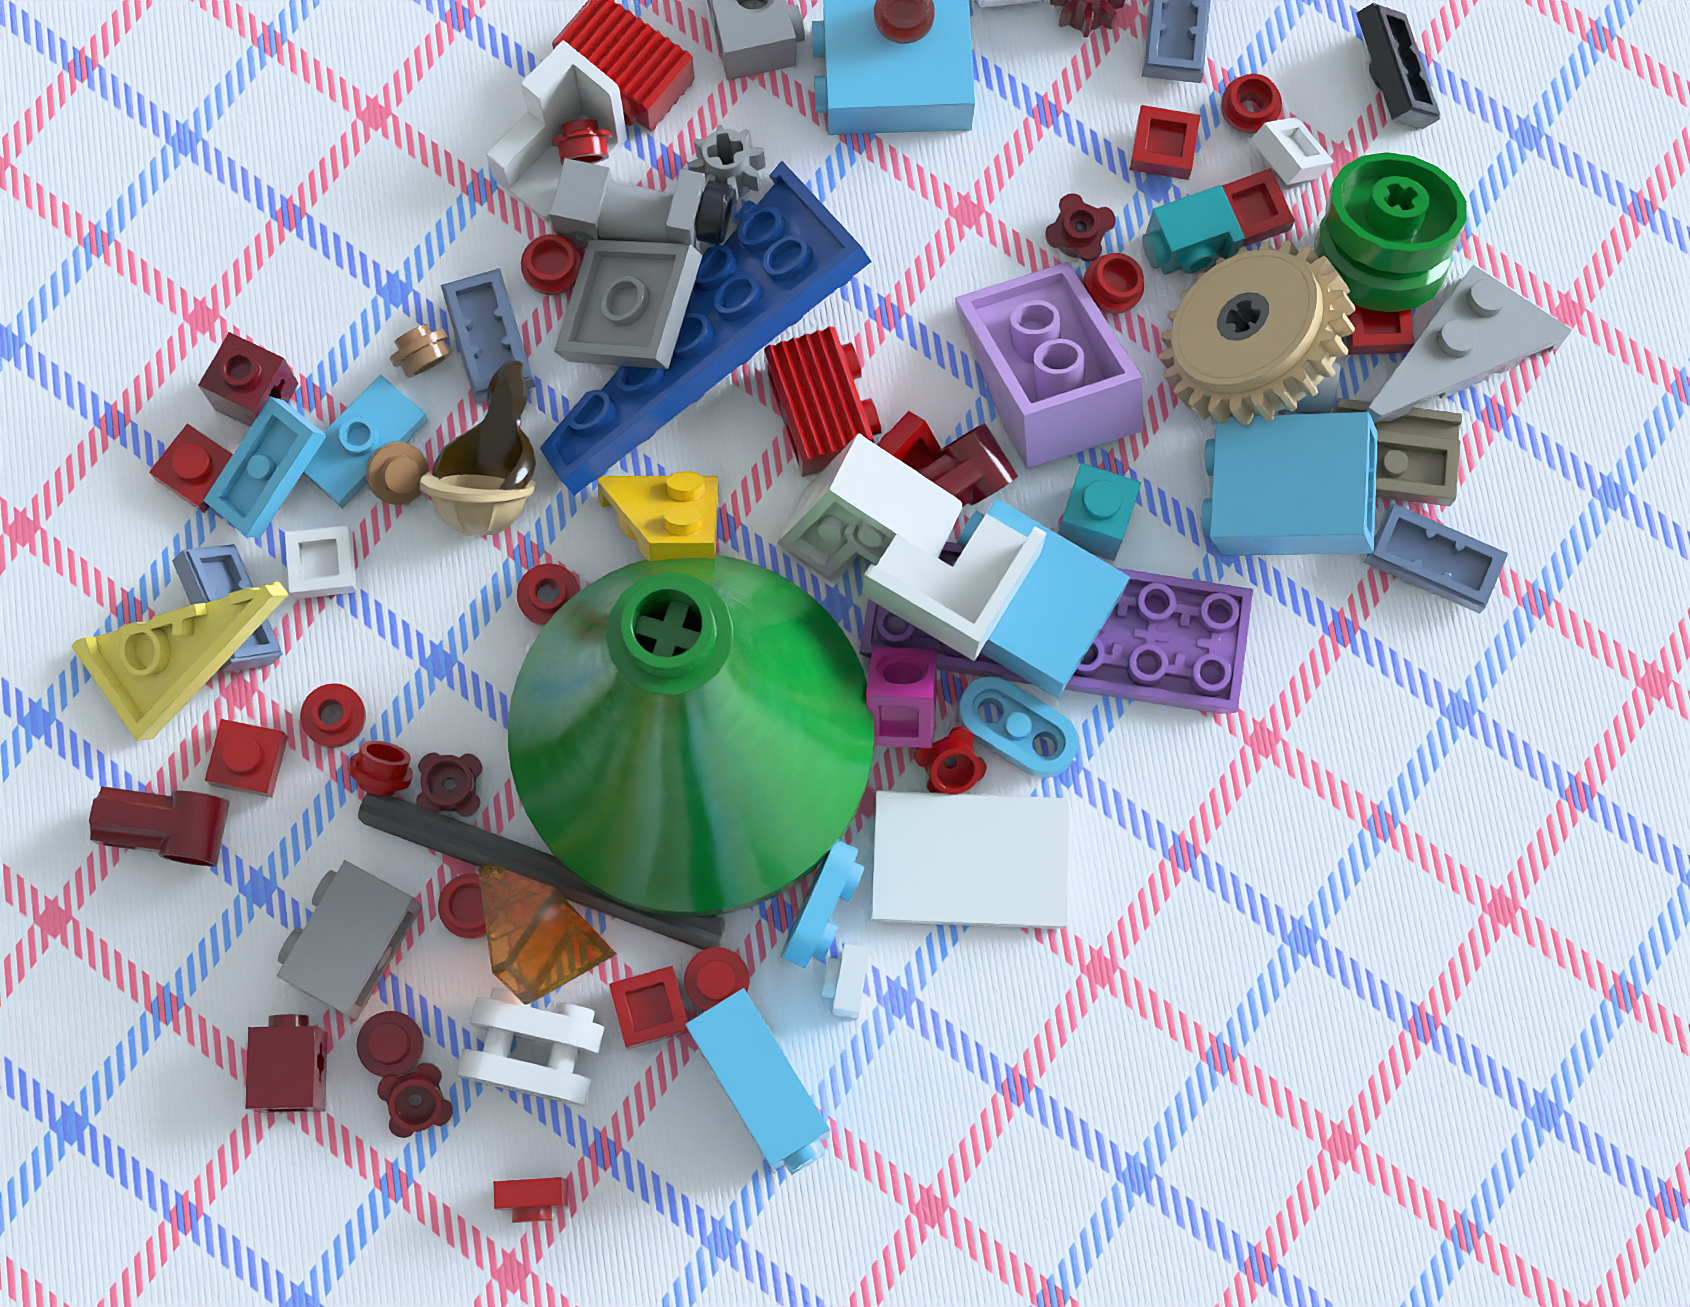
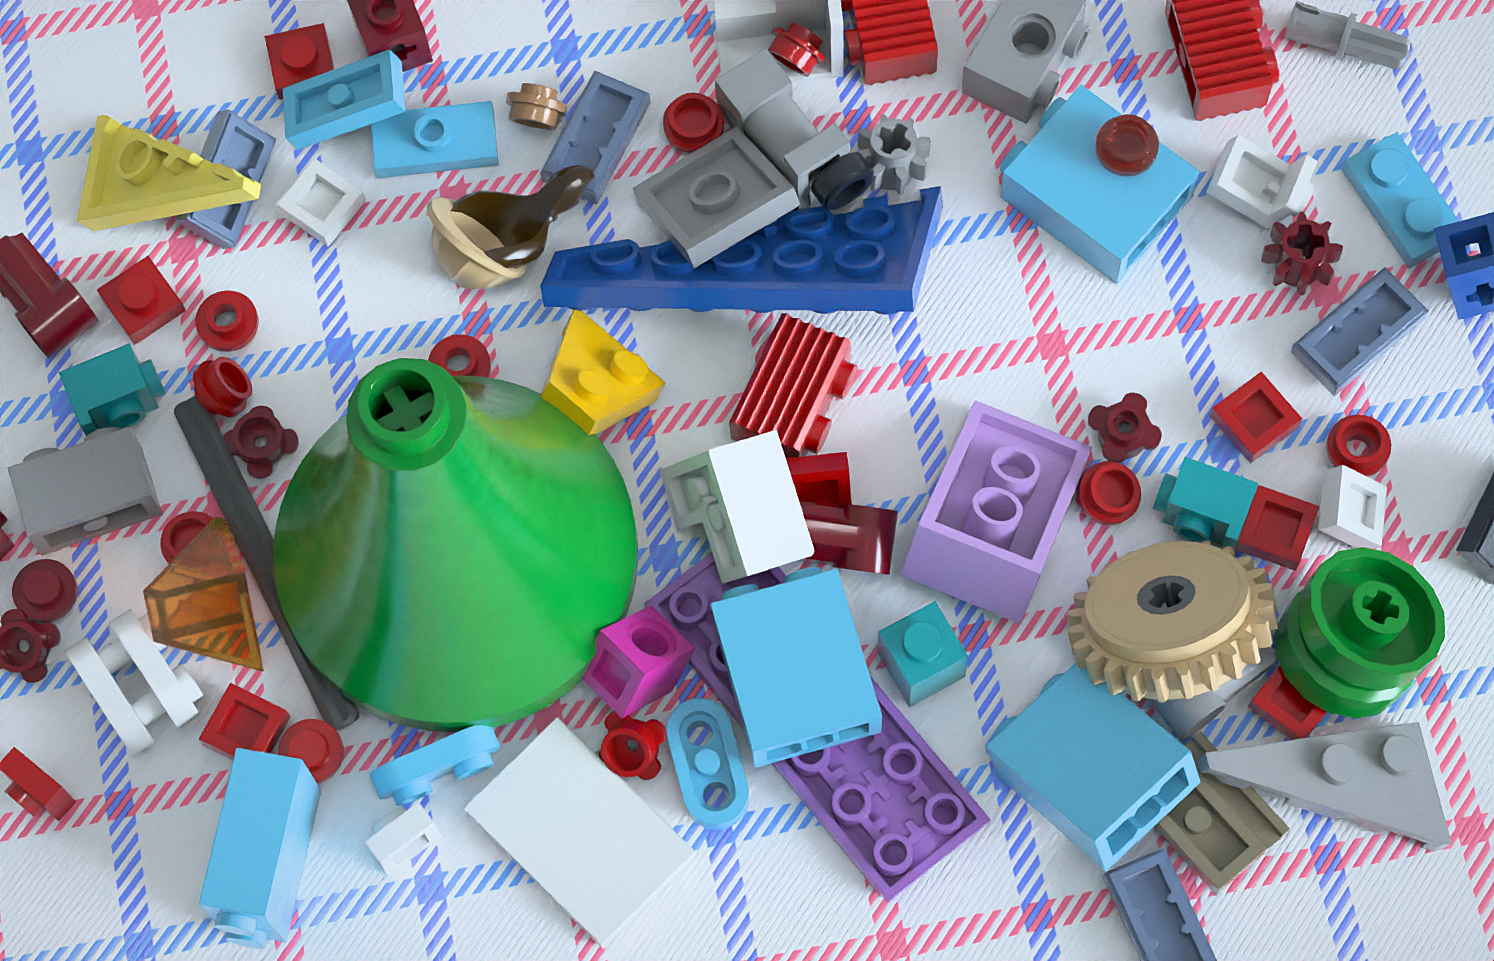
camera: 50 degrees right, 5 degrees down
(296, 845) = (112, 389): none -> teal brick
(396, 472) = (433, 177): medium nougat plate -> none
(960, 601) = (735, 621): white panel -> none

